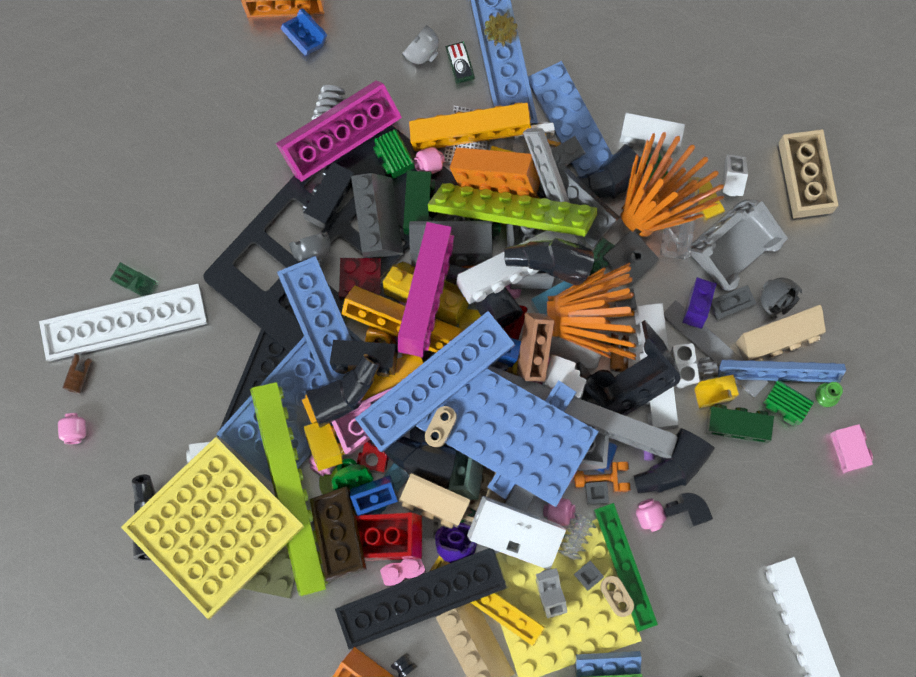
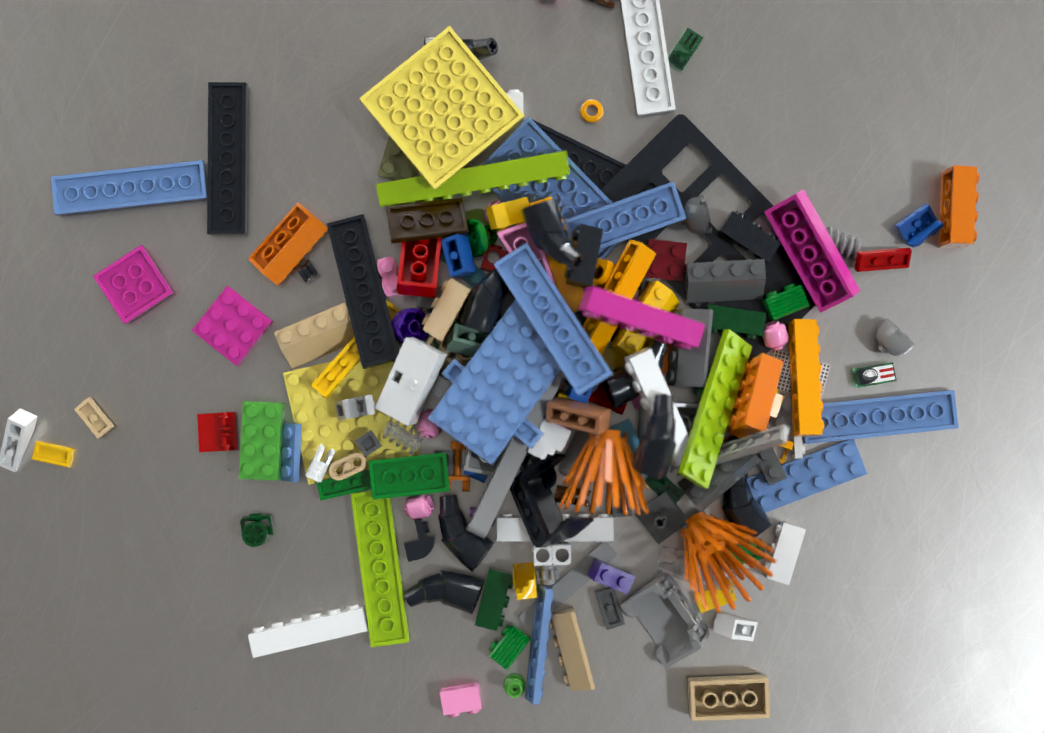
camera: 90 degrees right, 10 degrees up
(200, 364) = (591, 119): none -> light orange piece
(341, 63) = (883, 259): none -> red tile
(442, 427) = (510, 320): tan plate -> none
(507, 25) = (903, 424): clear yellow gear -> none
(619, 527) = (409, 476): none -> green plate
(622, 629) = (317, 467): none -> white hinge
(722, 551) = (380, 570): none -> lime plate
(735, 472) = (448, 588): none -> black piece
(779, 296) = (611, 652): dark grey cylinder -> none

